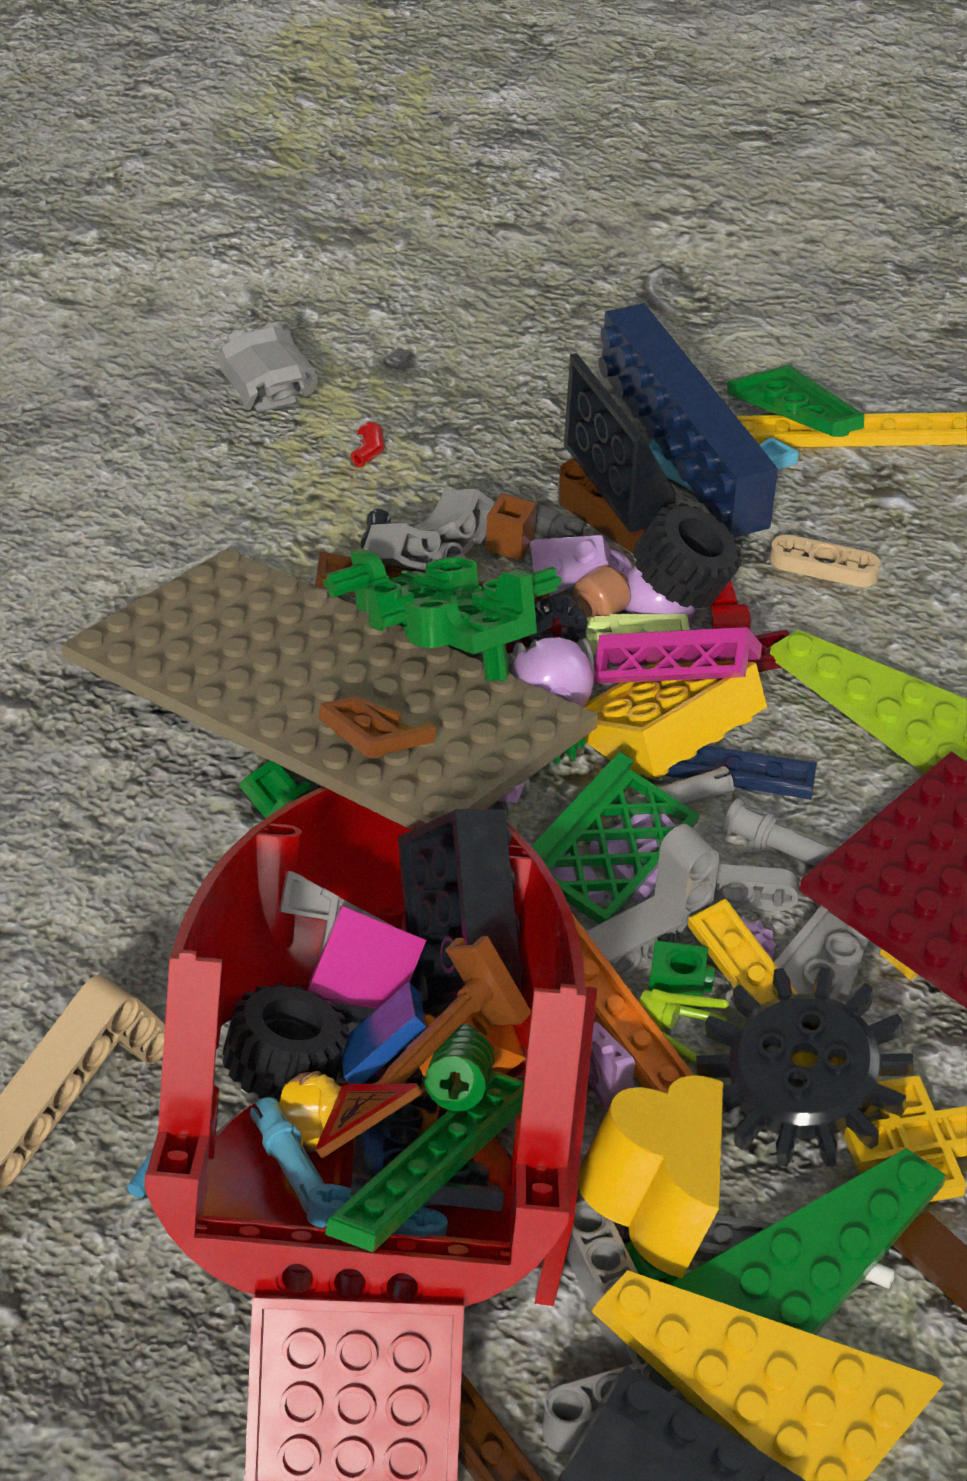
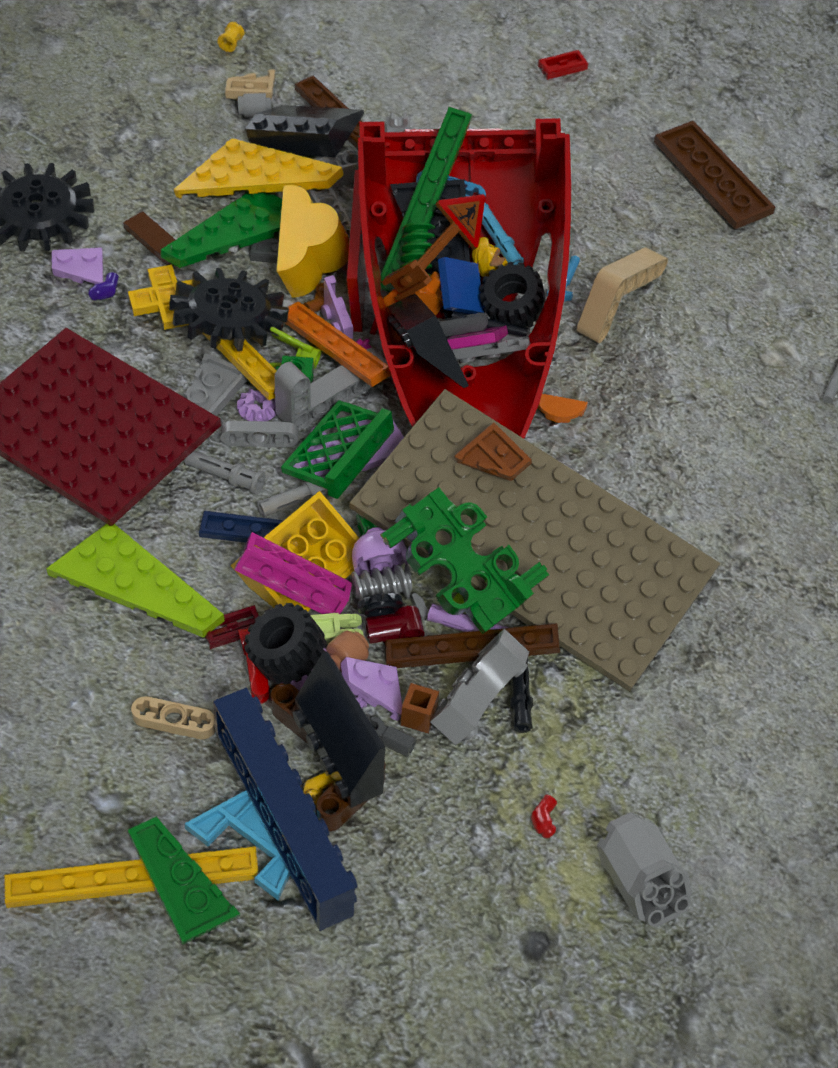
camera: 175 degrees right, 10 degrees up
(385, 989) = (464, 324): none -> dark grey bar

